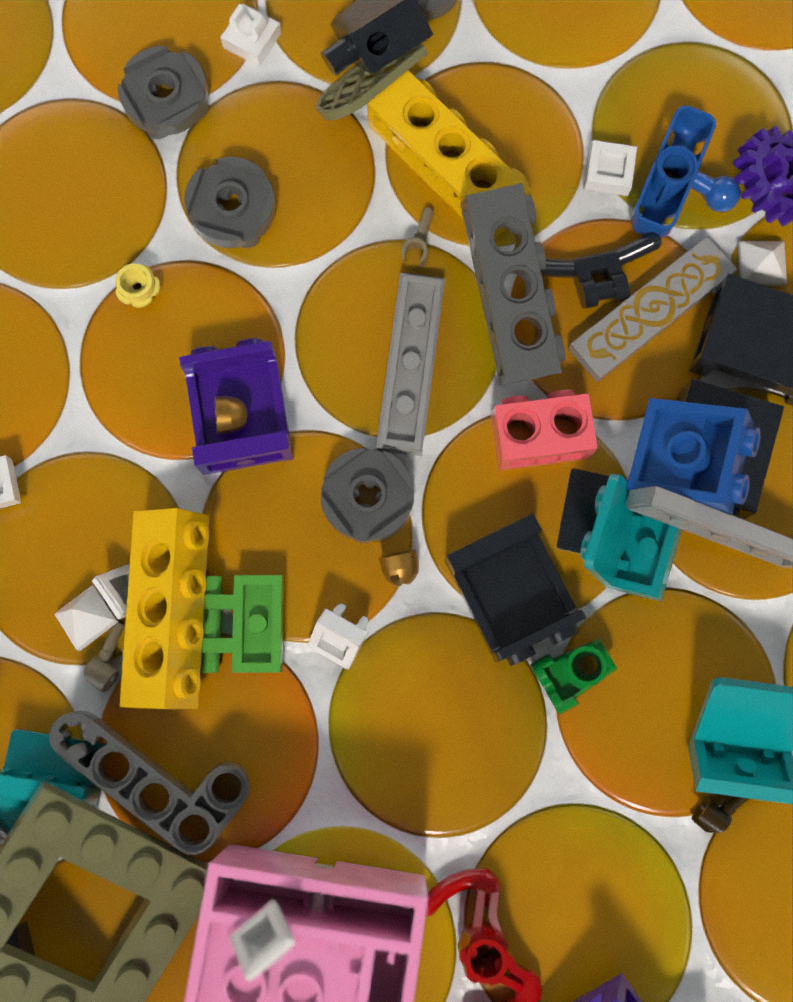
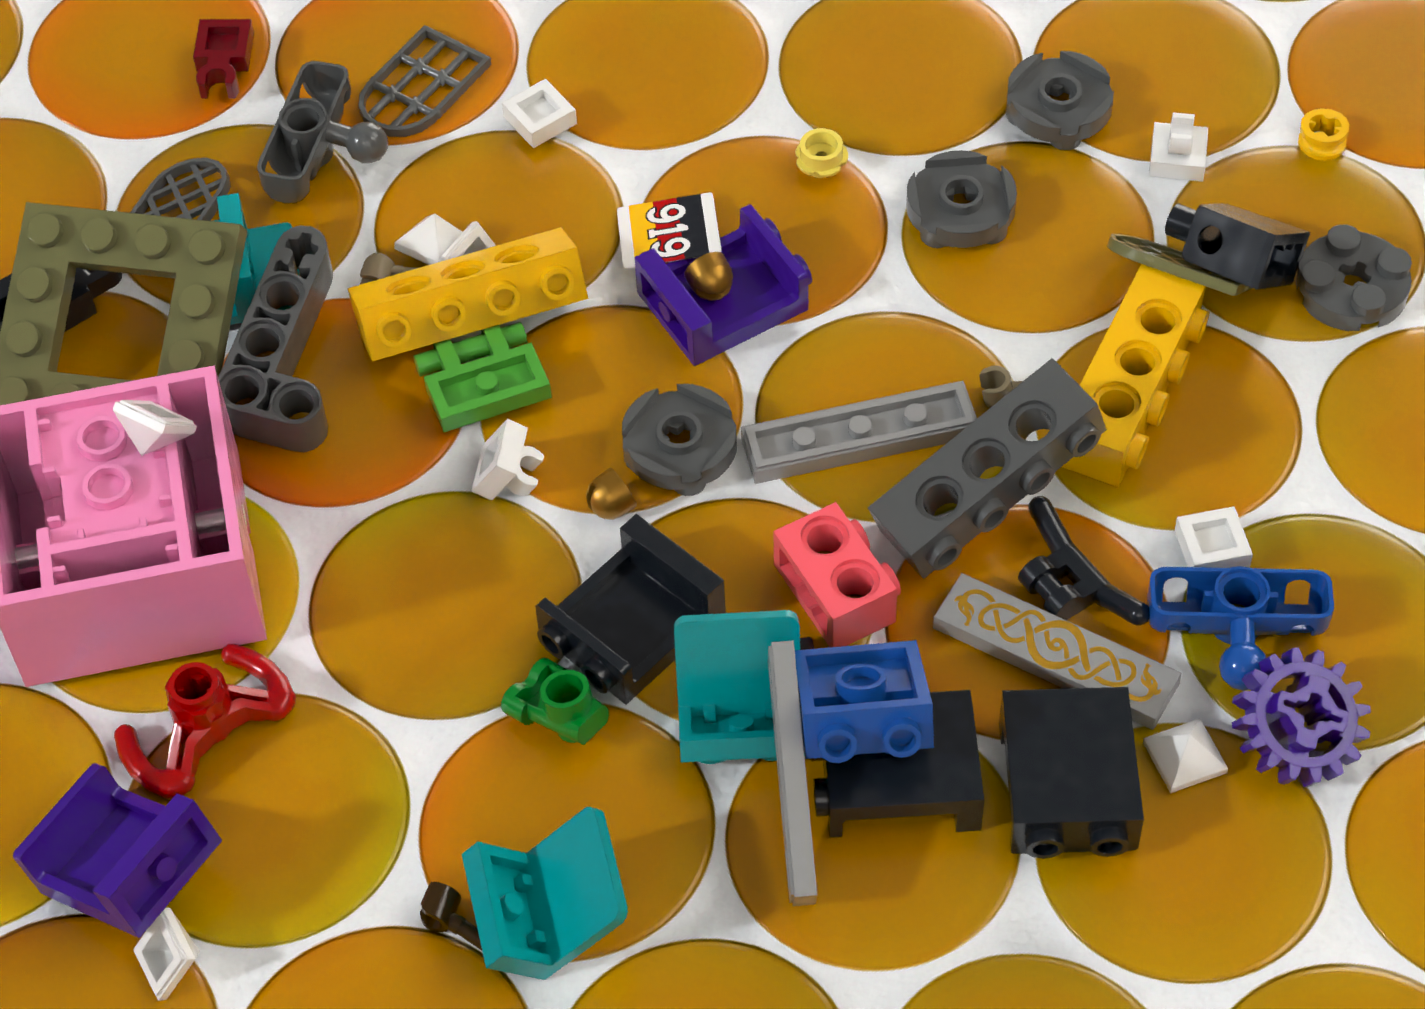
camera: 70 degrees right, 25 degrees down
(159, 428) = (673, 227): none -> sticker

